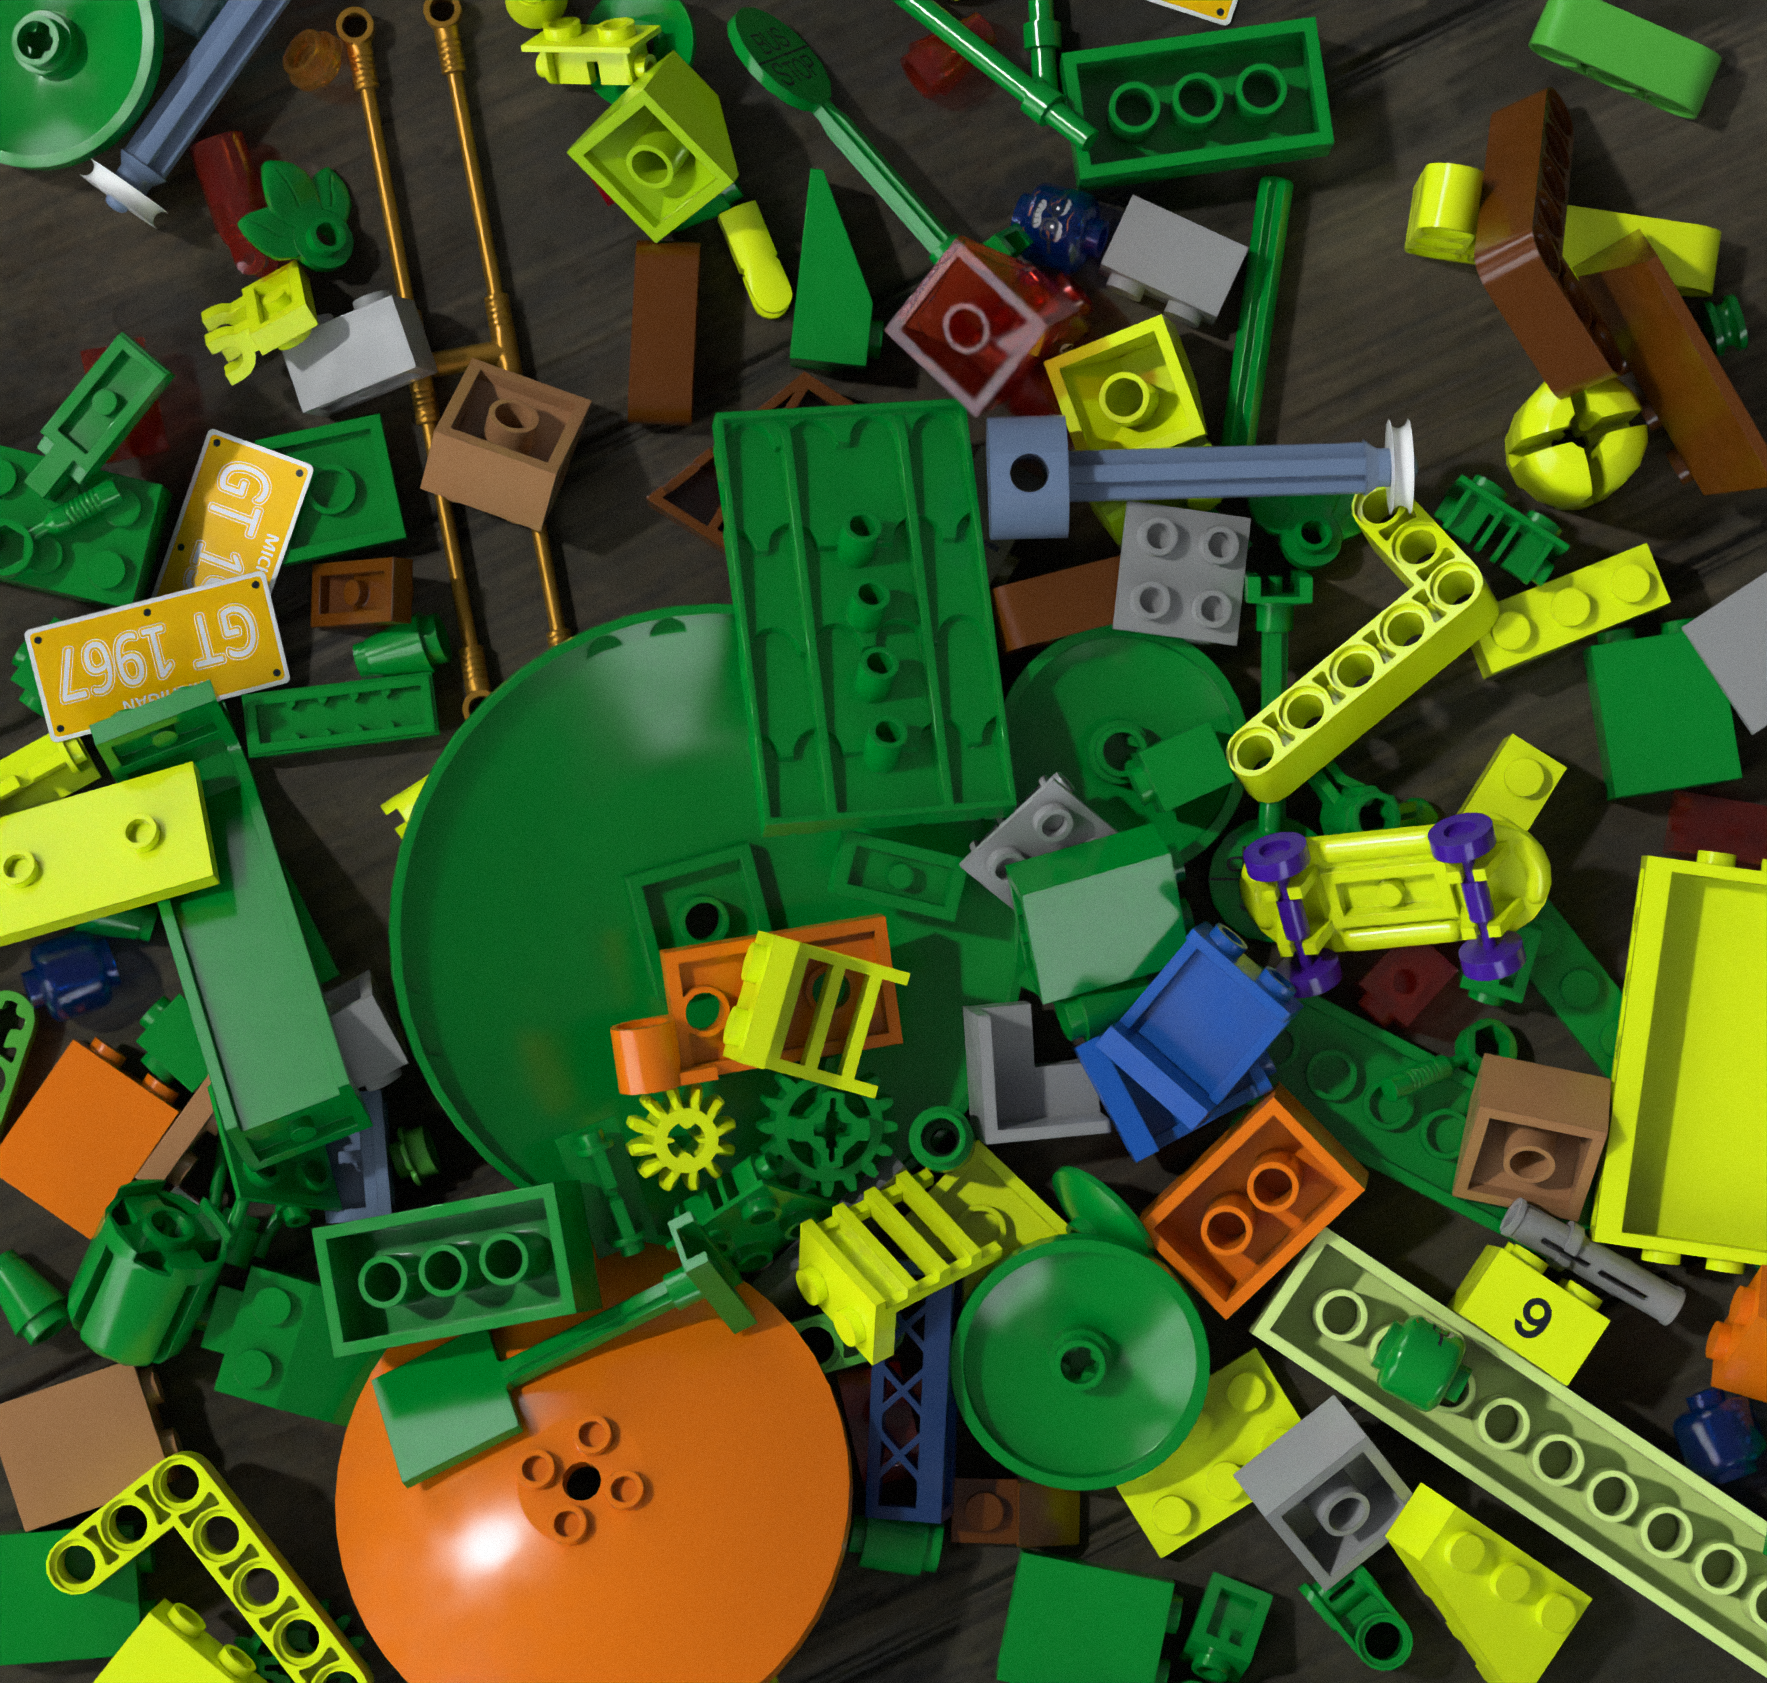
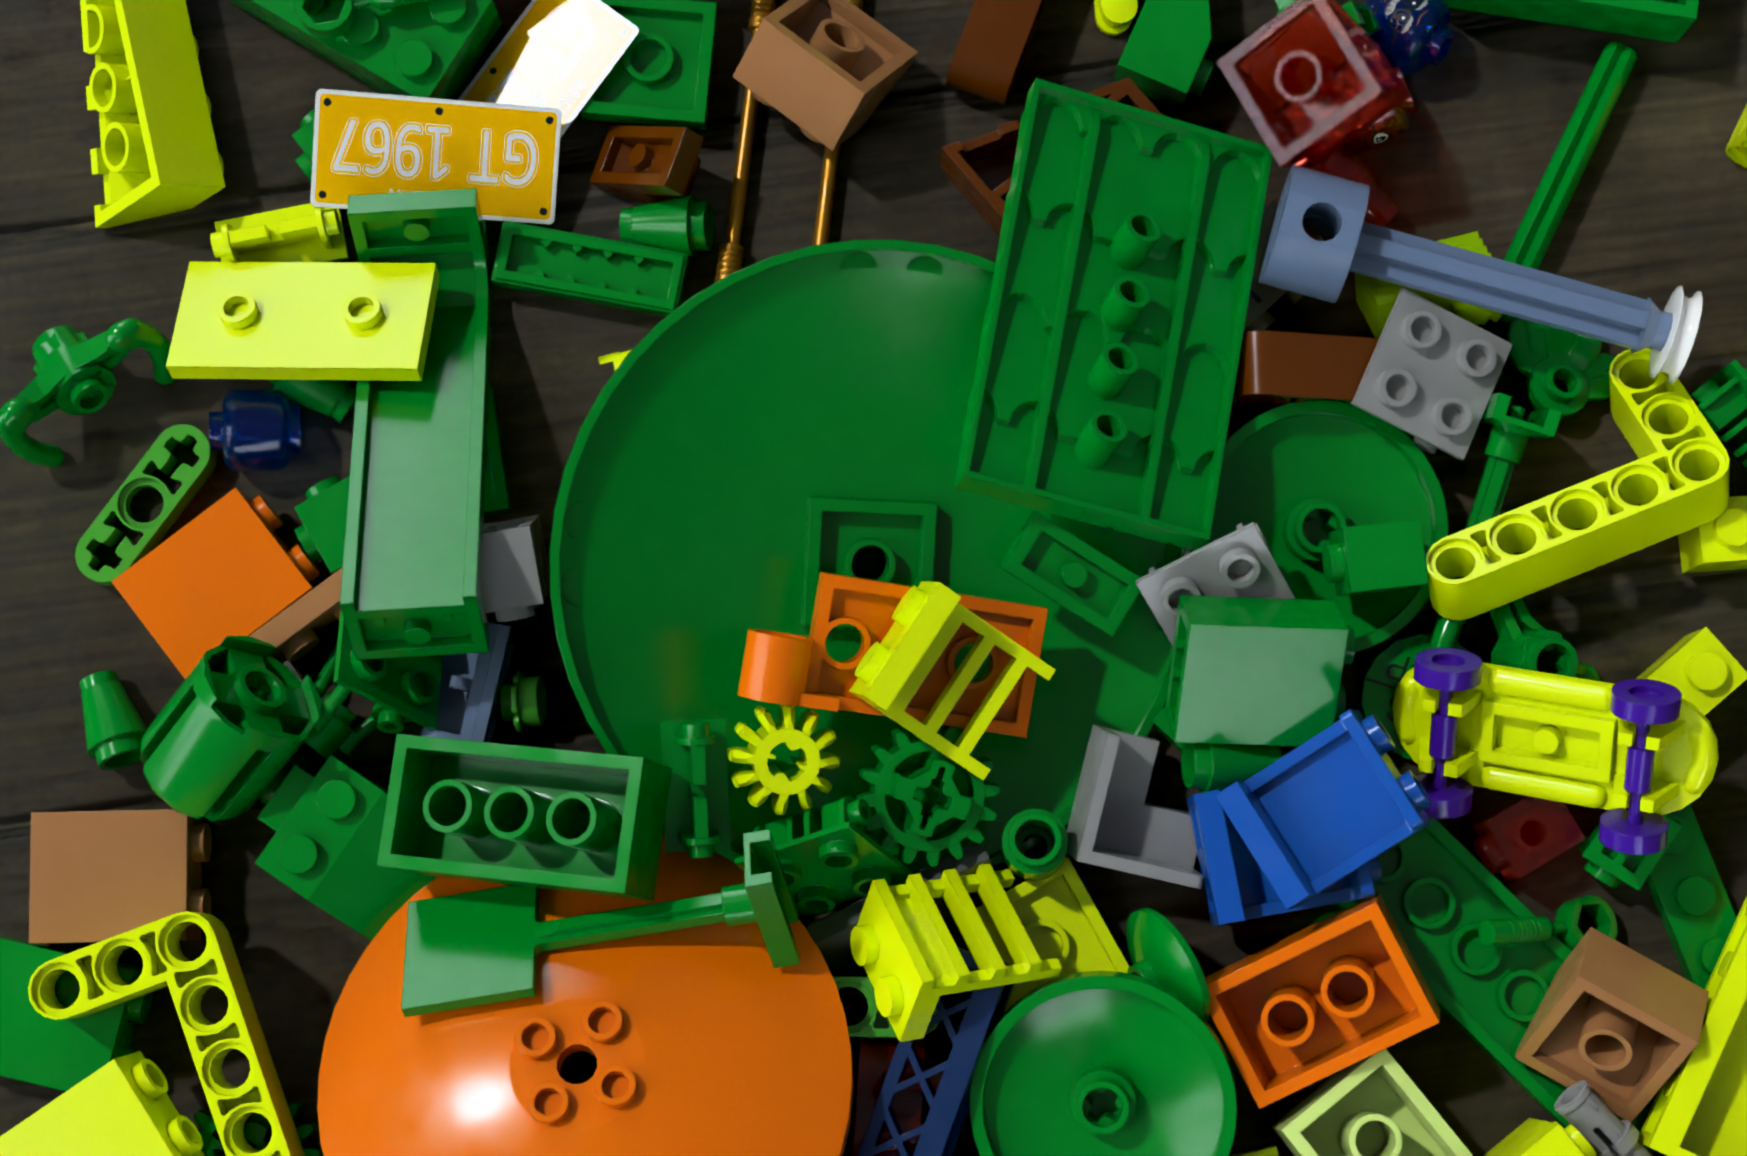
camera: 20 degrees right, 5 degrees down
(1129, 390) = (1431, 186): neon yellow slope -> none
(1171, 263) = (1502, 91): light grey brick -> none

